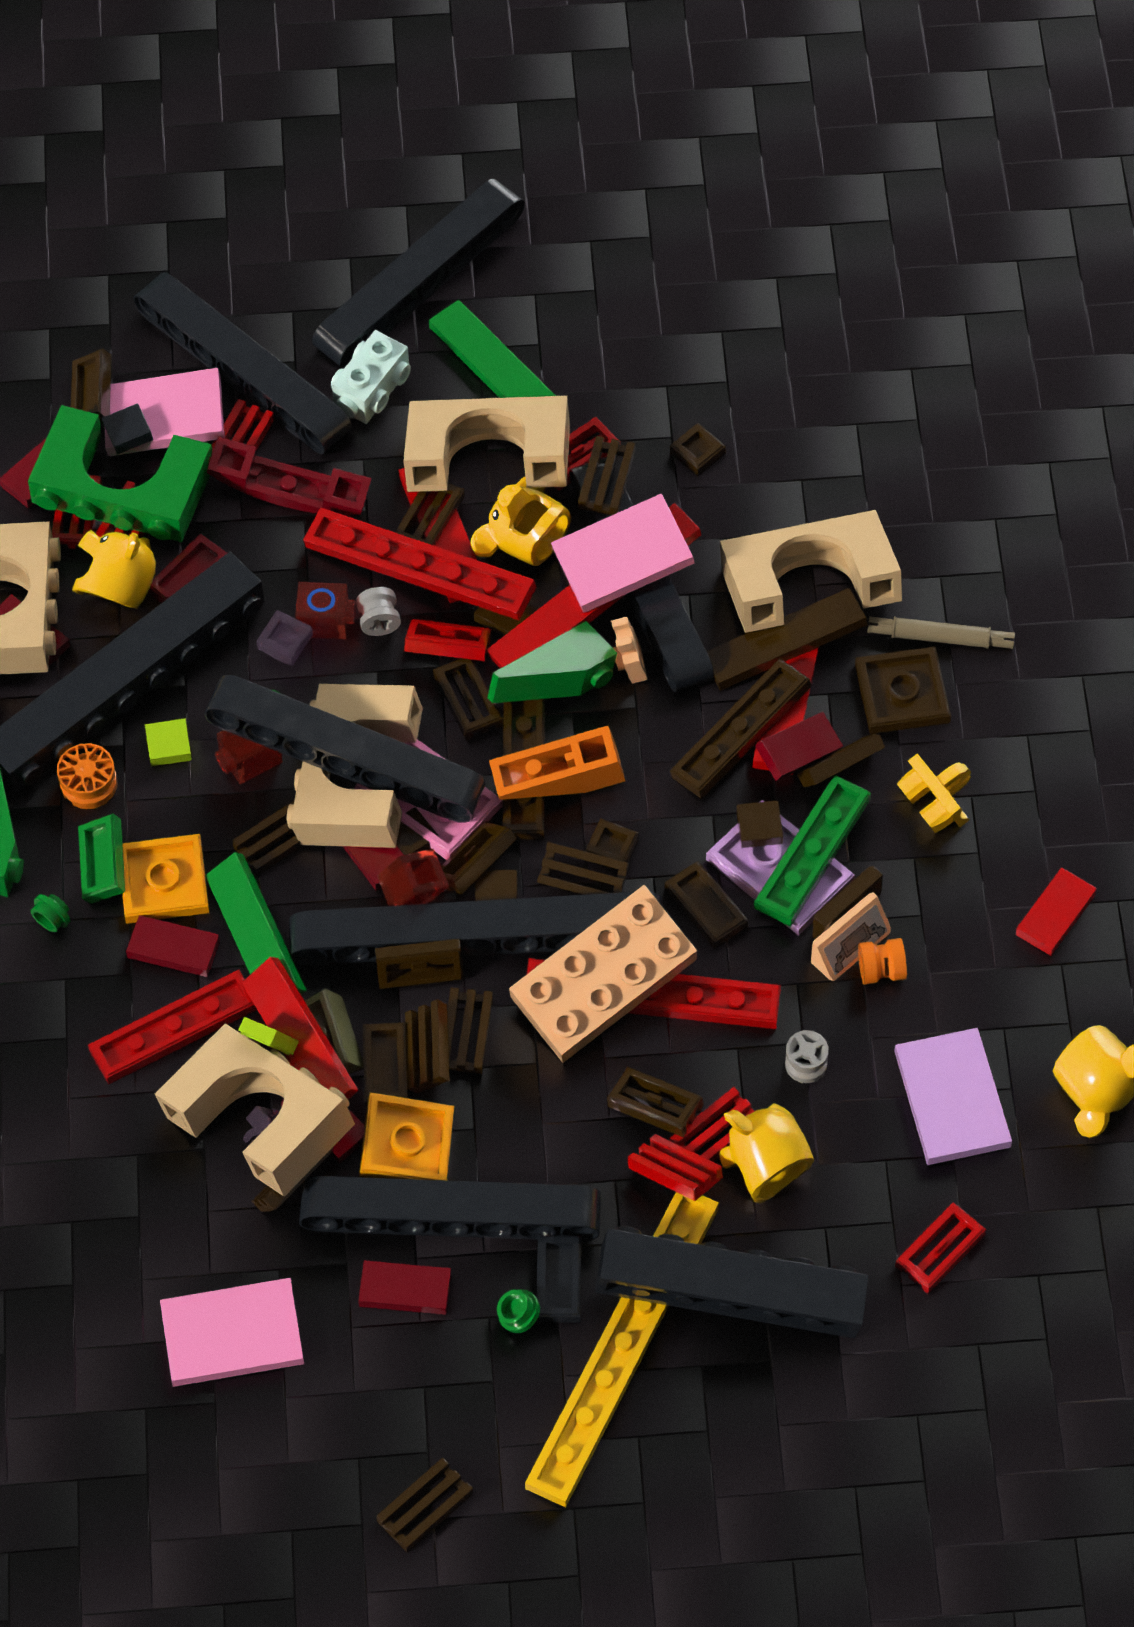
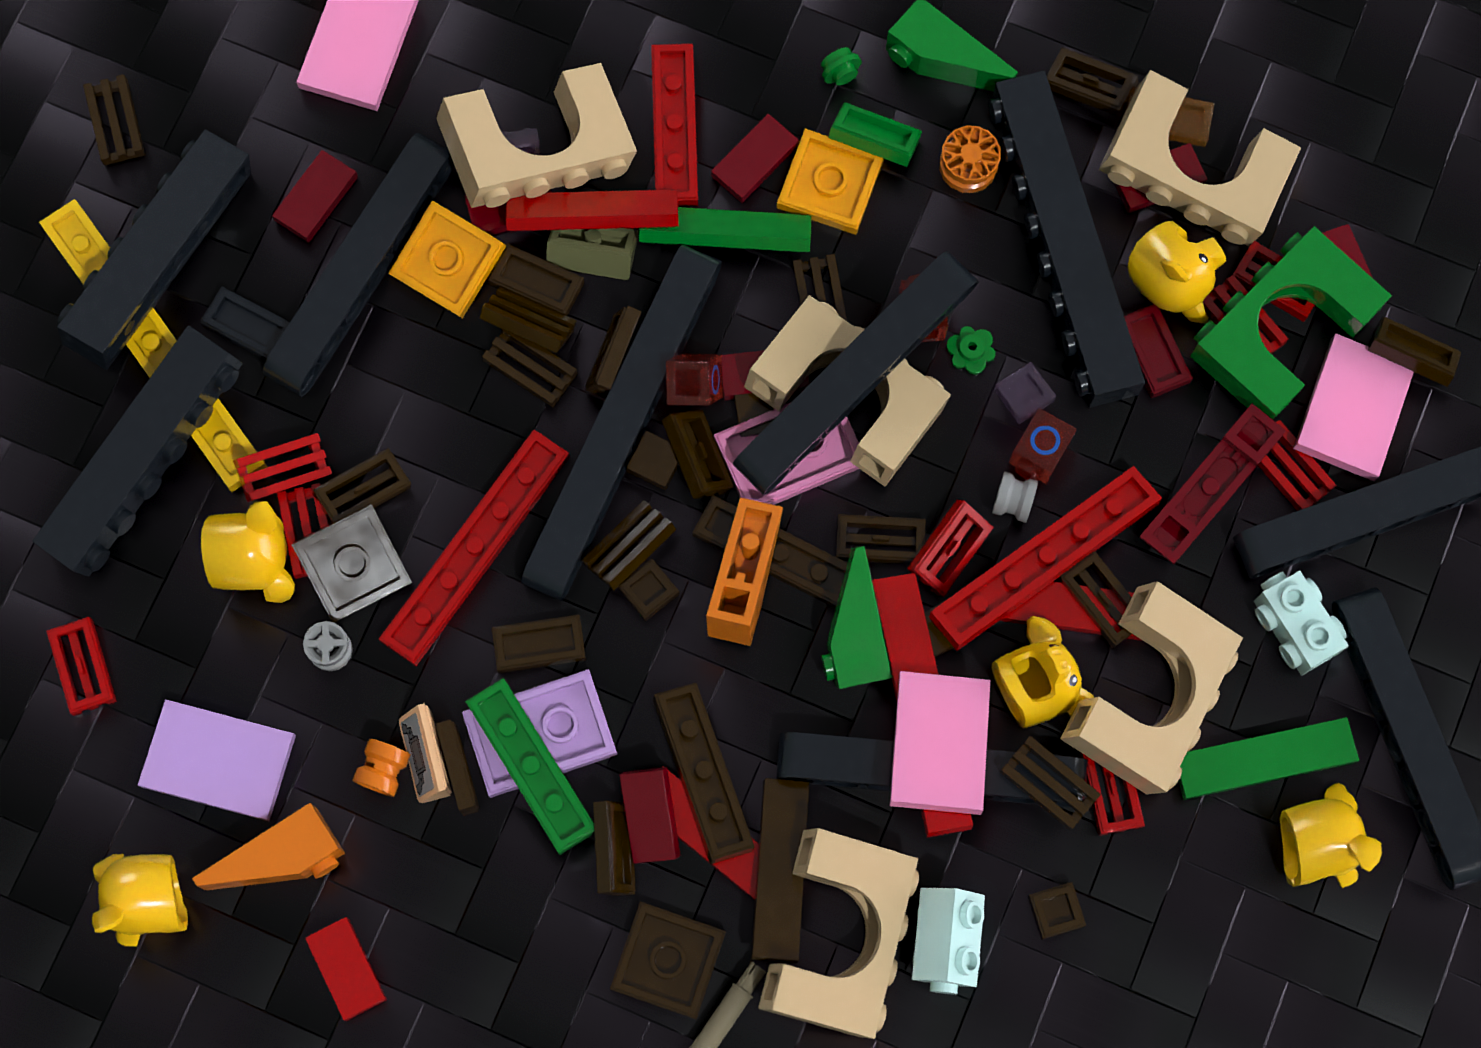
camera: 115 degrees right, 15 degrees up
(127, 428) = (1344, 357): black tile -> none
(168, 742) = (974, 247): lime tile -> none
(268, 1036) = (599, 176): lime tile -> none
(518, 1310) = (234, 272): green plate -> none
(533, 284) = (1326, 840): none -> yellow piece
(537, 1372) = (153, 249): none -> black brick
(603, 973) = (496, 494): light nougat brick -> none
(628, 650) = (840, 706): light nougat plate -> none
(725, 1071) = (351, 563): none -> tile
(759, 824) = (585, 730): dark brown tile -> none
(769, 499) = (948, 939): none -> light aqua brick
(943, 809) = (529, 926): yellow hips -> none
(997, 998) = (287, 851): none -> orange slope

